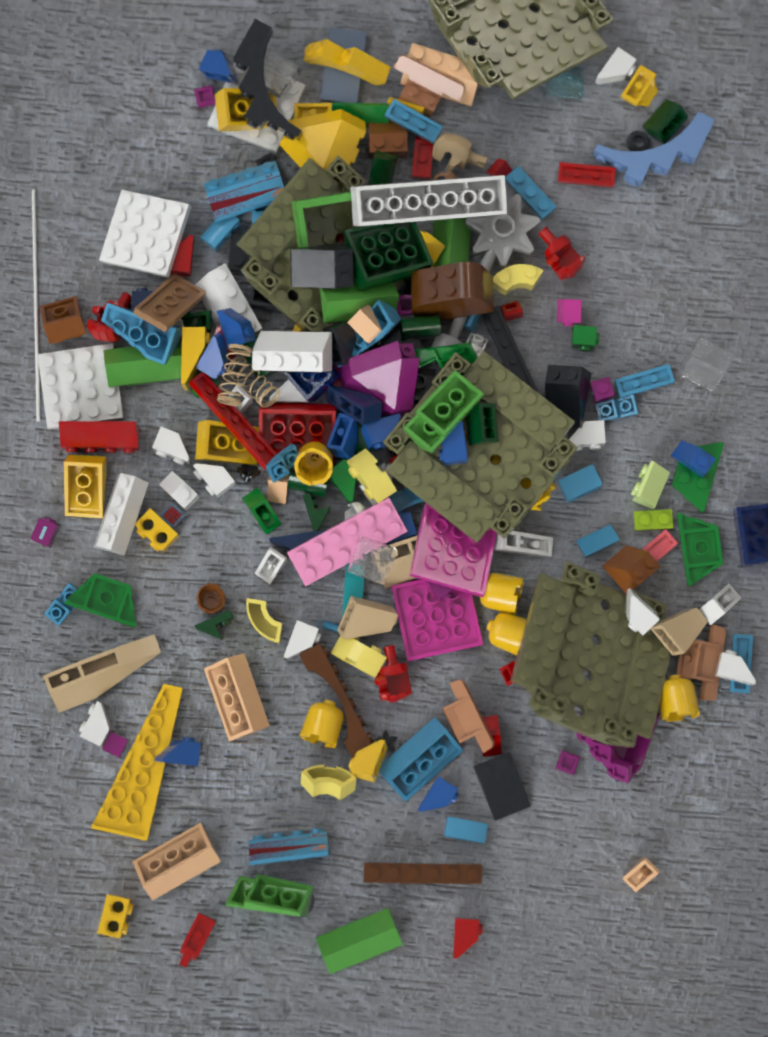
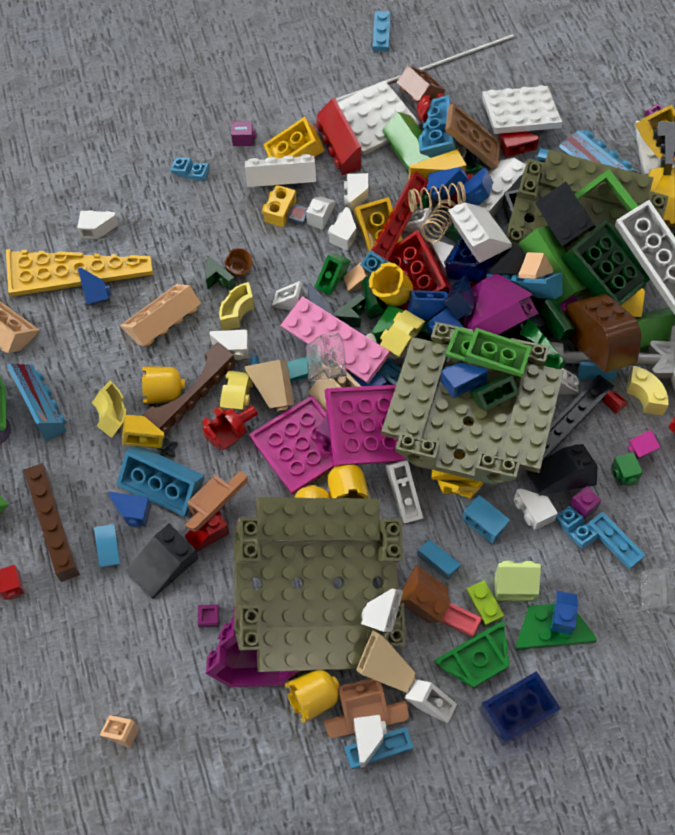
camera: 70 degrees right, 20 degrees down
(99, 673) = (140, 207): tan wedge -> none
(105, 598) = (206, 192): green wing -> none
(115, 744) = (85, 244): magenta tile -> none
(248, 472) = (361, 250): black plant -> none

